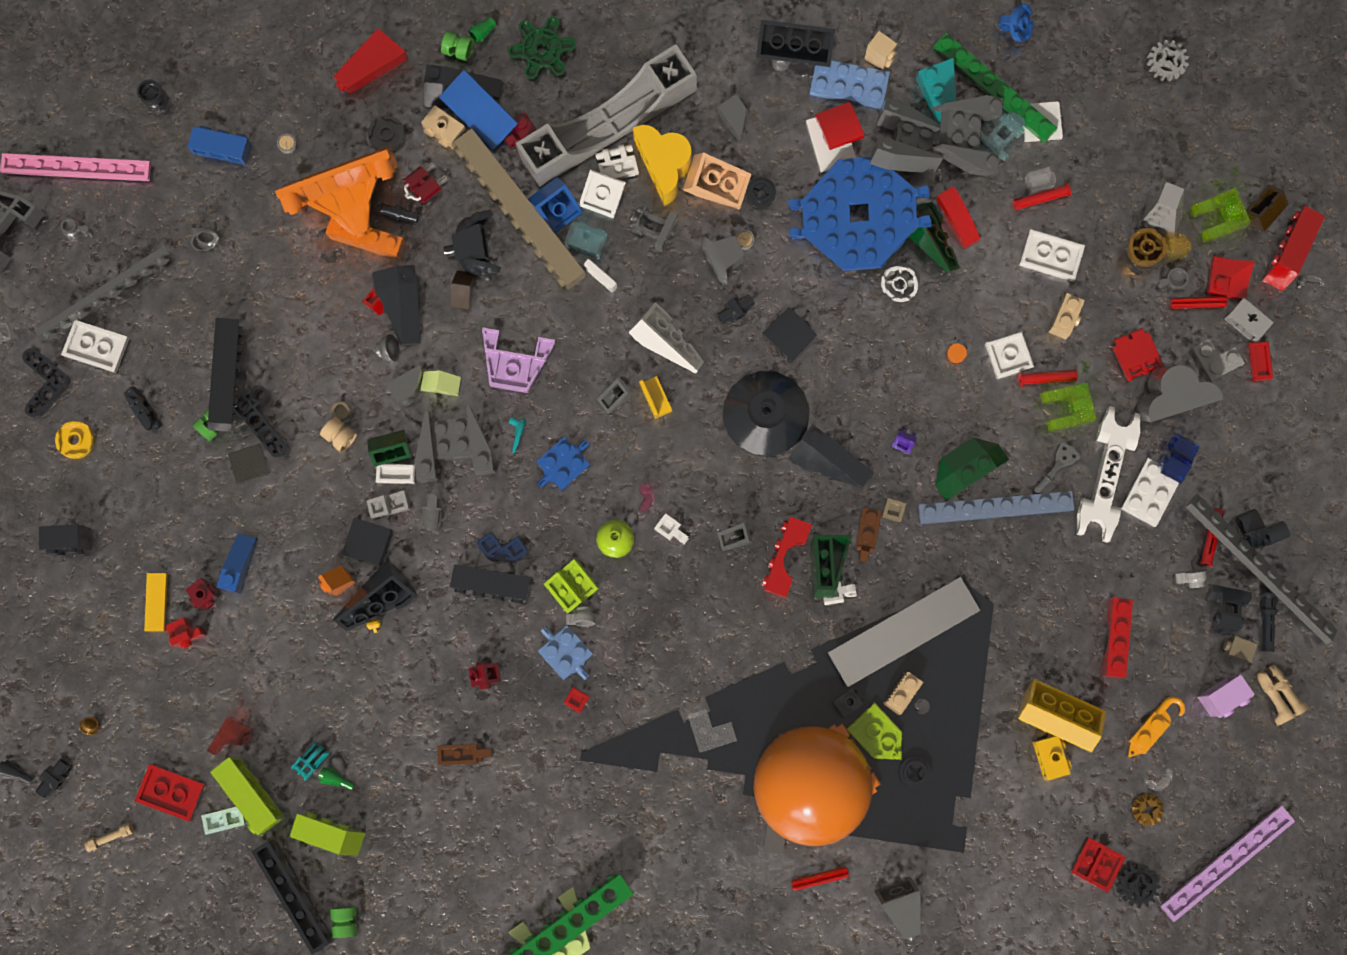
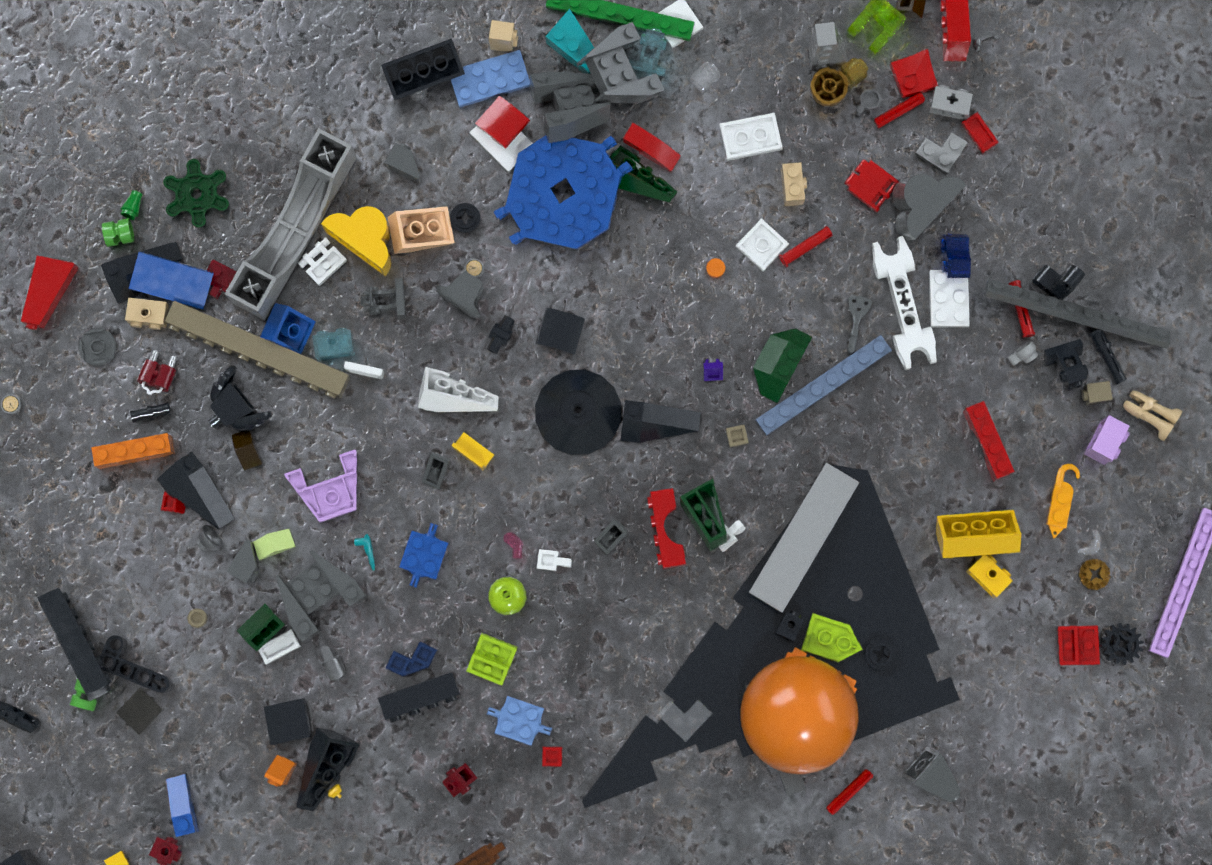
camera: 35 degrees left, 0 degrees up
(340, 436) = (207, 640): tan wheel -> none
(342, 190) = (89, 418): orange piece -> none
(389, 504) = (288, 677): light grey slope -> none
(583, 617) = (517, 681): light grey piece -> none
(602, 193) = (324, 296): white tile -> none
(868, 532) = (725, 468): reddish brown hinge -> none
(900, 282) = (633, 232): light grey cylinder -> none
(903, 693) = (832, 591): tan brick -> none
(1043, 196) = (714, 89): red pin -> none
(1080, 405) = (848, 257): clear neon green brick -> none

